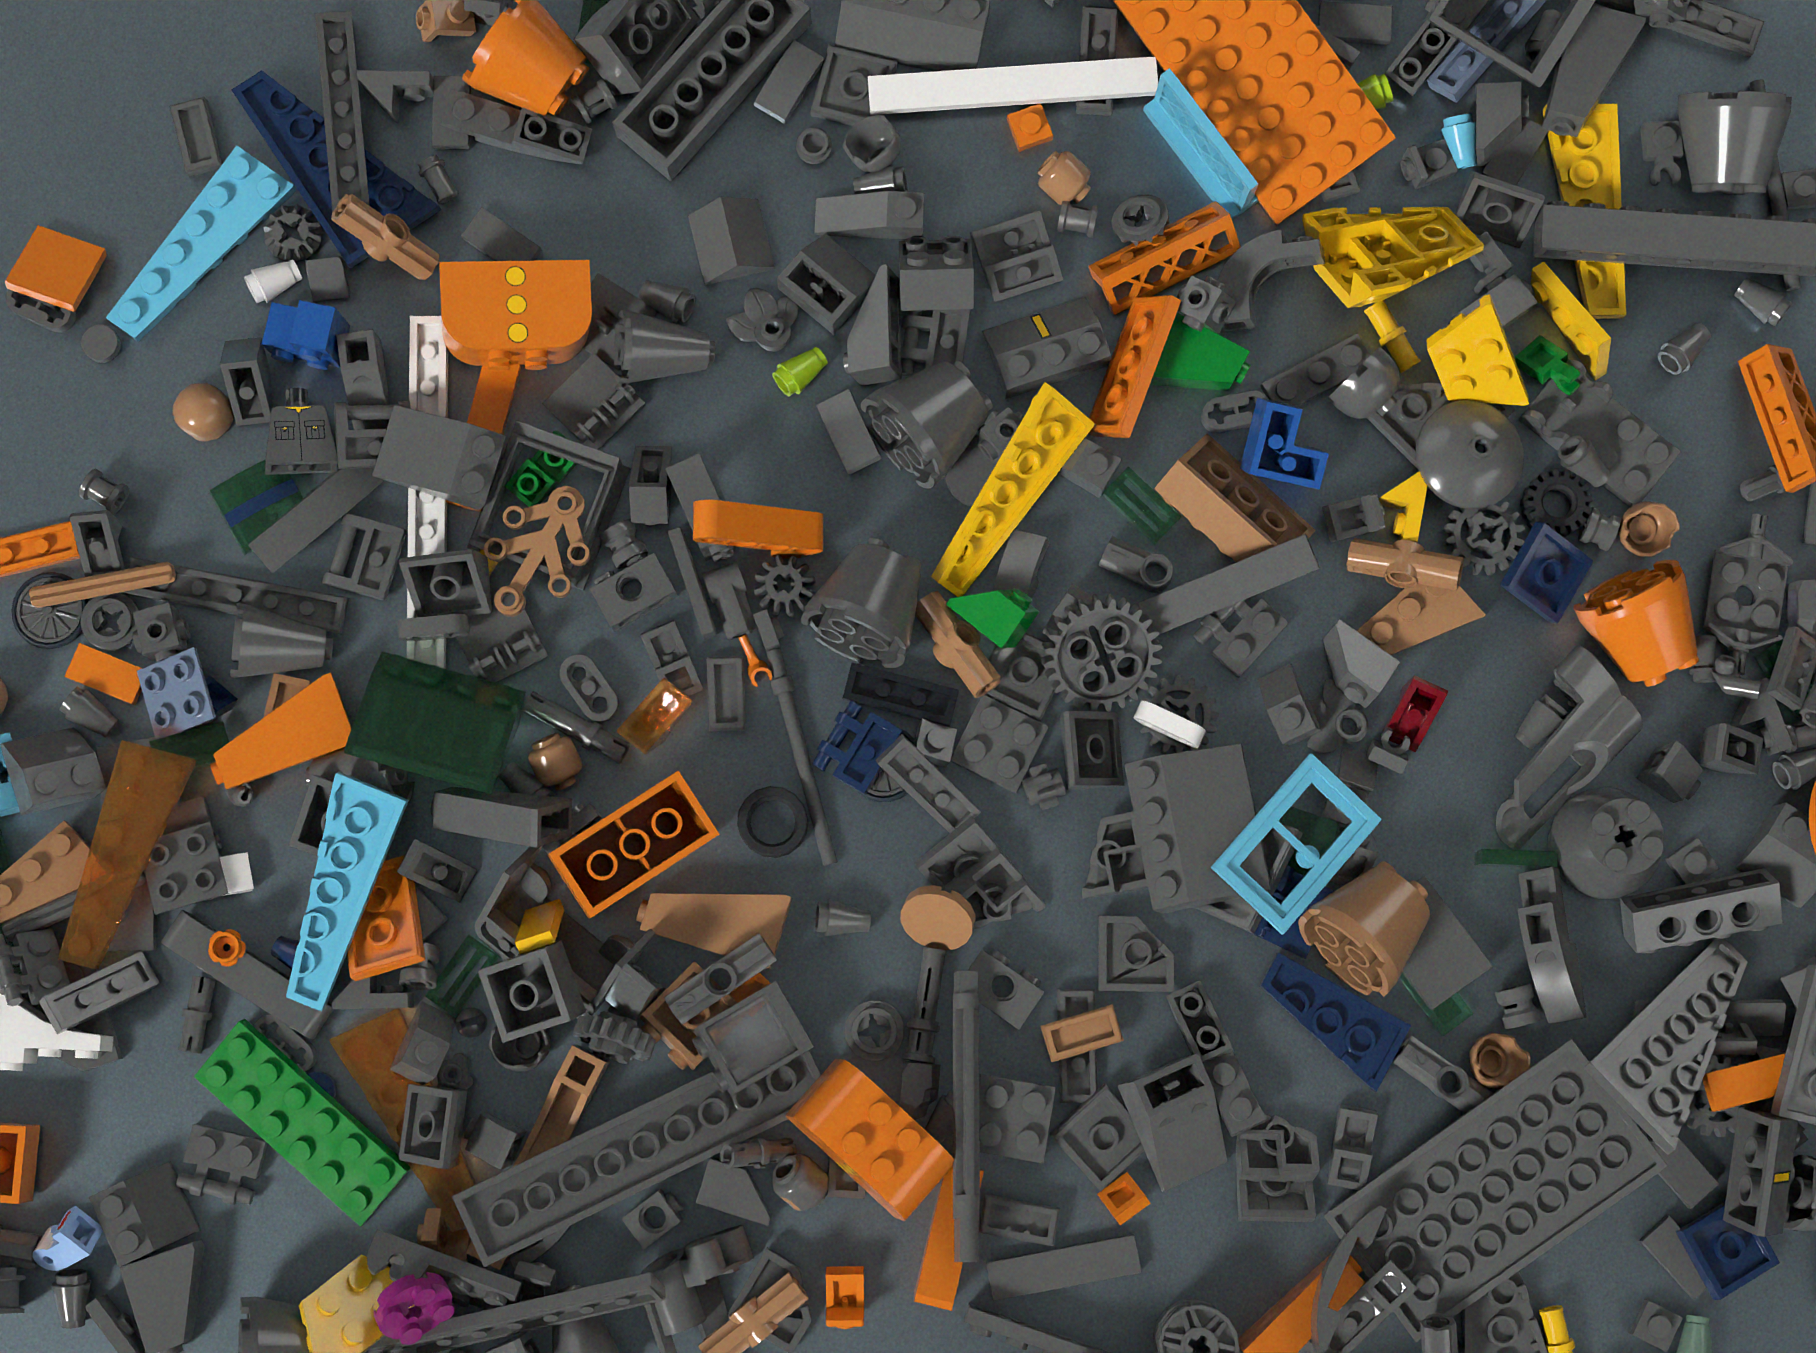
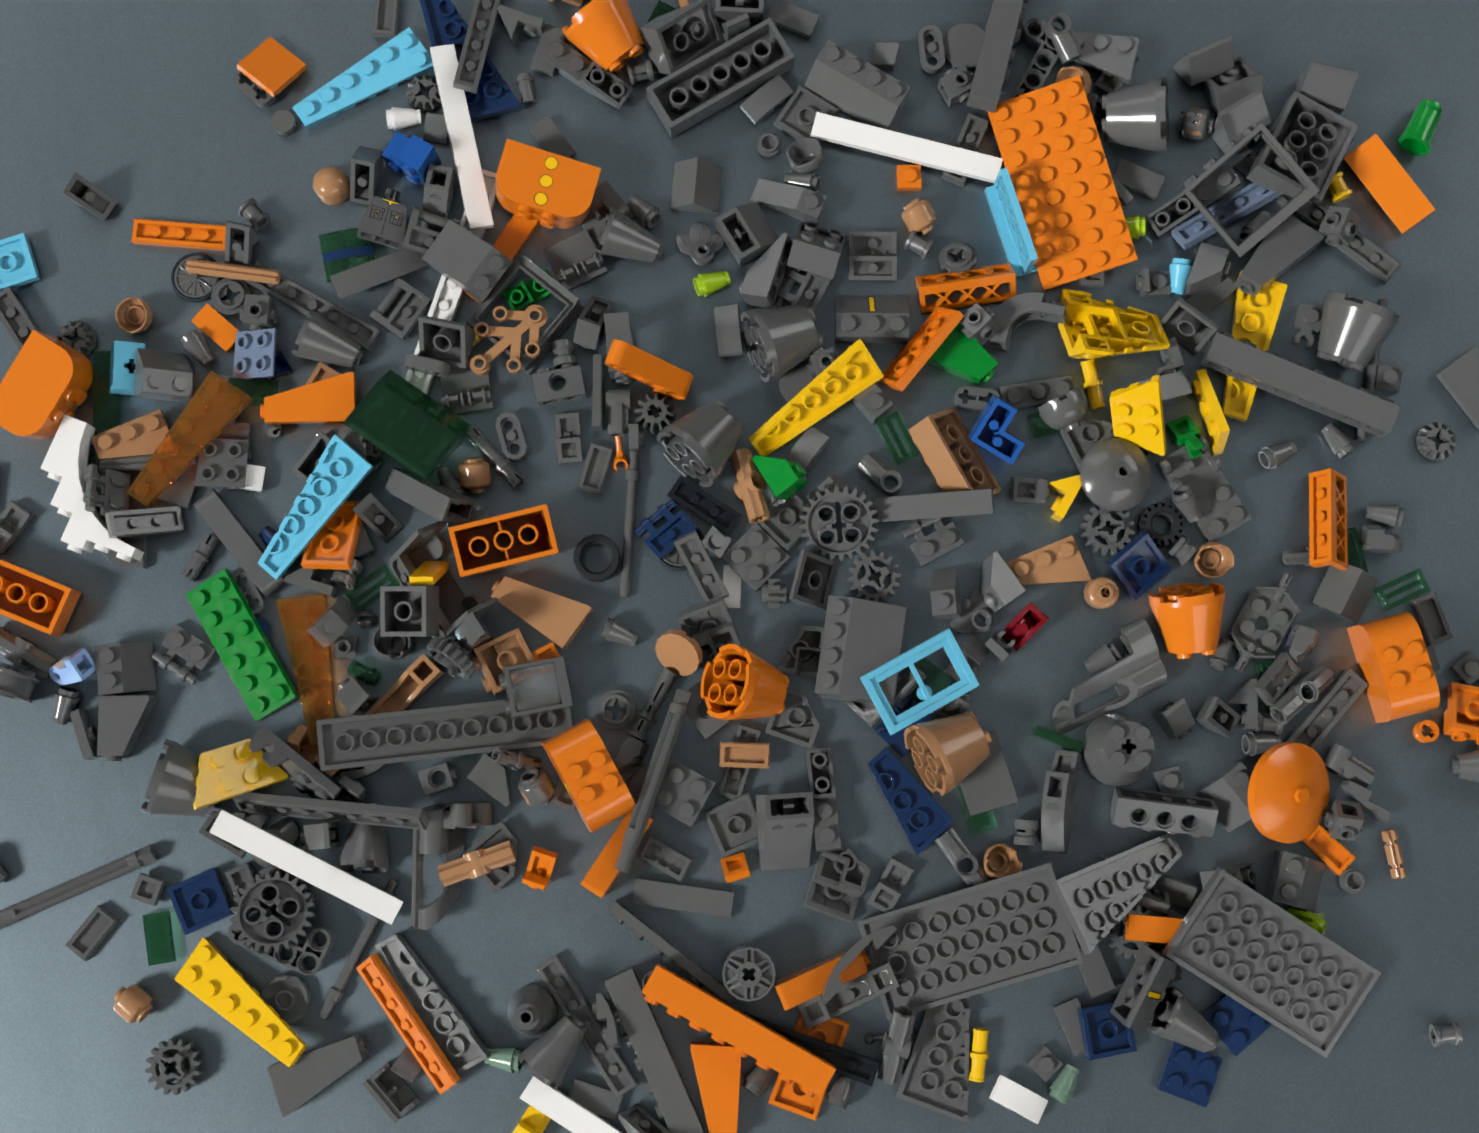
camera: 20 degrees right, 0 degrees up
(216, 947) = (225, 519): orange plate -> none
(371, 286) = (461, 139): none -> white tile
(385, 237) = (480, 113): medium nougat piece -> none
(431, 1302) = (281, 782): magenta plate -> none
(433, 1126) = (321, 674): dark grey slope -> none
(493, 1102) = (364, 673): none -> clear green pin
(655, 717) = (545, 468): clear orange slope -> none
(700, 993) = (545, 639): dark grey piece -> none
(980, 793) = (733, 584): none -> white sticker
(1046, 935) = (742, 685): none -> orange cone
(1169, 724) = (865, 579): white beam -> none
(1337, 422) = (1038, 427): none -> clear green plate
(1405, 564) = (1050, 530): medium nougat piece -> none
(1499, 637) = (1094, 596): none -> medium nougat head
(1731, 681) = (1232, 673): dark grey arm -> none

